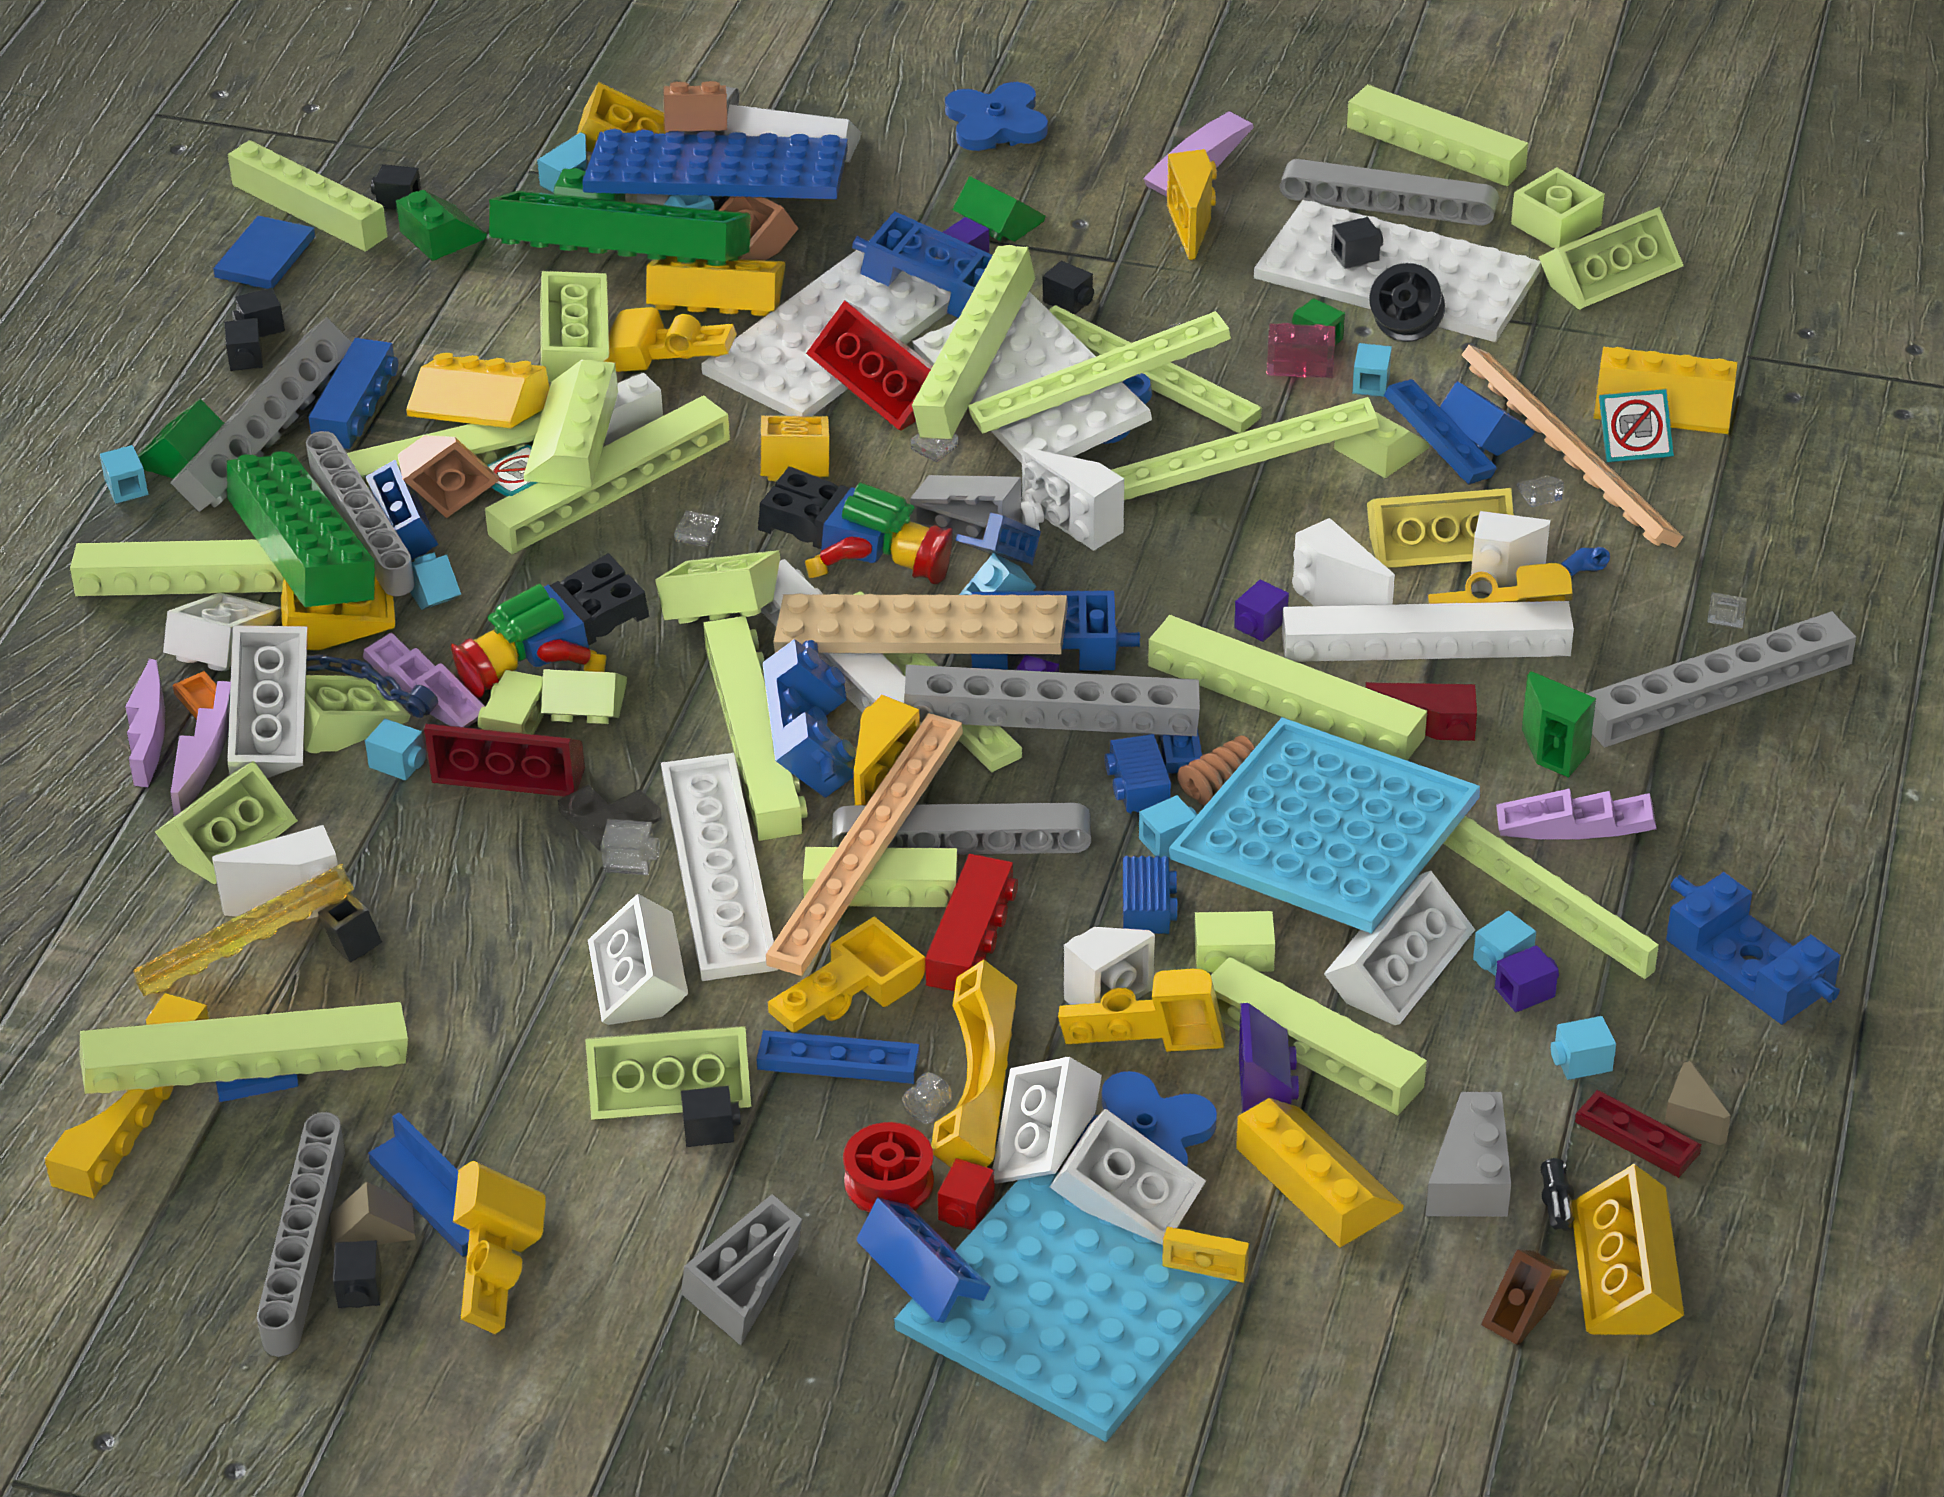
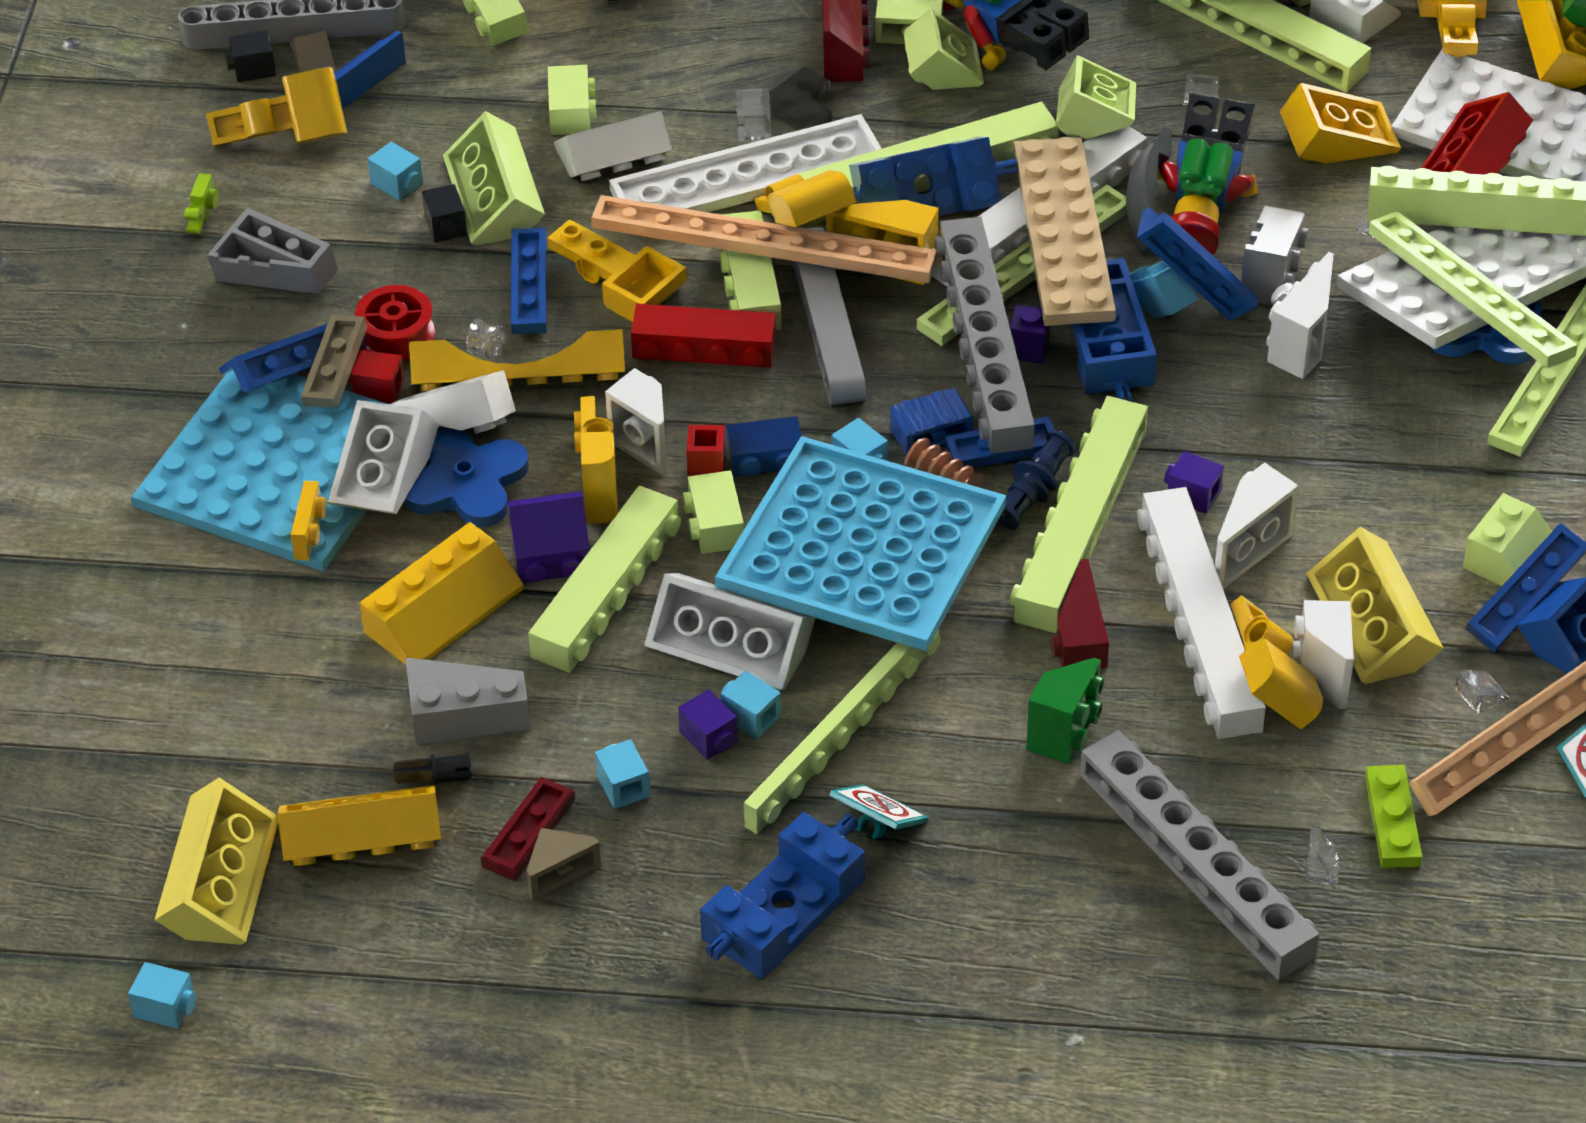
camera: 80 degrees right, 5 degrees up
(547, 993) = (569, 99): none -> yellowish green brick
(614, 1339) = (203, 200): none -> lime plate
(620, 1154) = (395, 171): none -> medium azure brick
(845, 791) = (801, 201): none -> yellow plate
(856, 570) = (1142, 183): none -> dark grey slope
(957, 1212) = (334, 361): none -> dark tan plate
(1165, 923) = (705, 449): none -> red brick
(1237, 707) = (1036, 477): none -> dark blue piece
(1248, 448) = (1427, 431): yellowish green plate -> none
(1524, 1295) = (307, 751): reddish brown slope -> none
(1586, 817) = (954, 751): lavender slope -> none
(1587, 560) = (1369, 733): blue arm -> none
(1653, 869) = (878, 808): none -> piece
(1677, 1380) = (217, 866): none -> light yellow slope
(1678, 564) = (1393, 816): none -> lime plate
(1852, 1432) = (162, 995): none -> medium azure brick

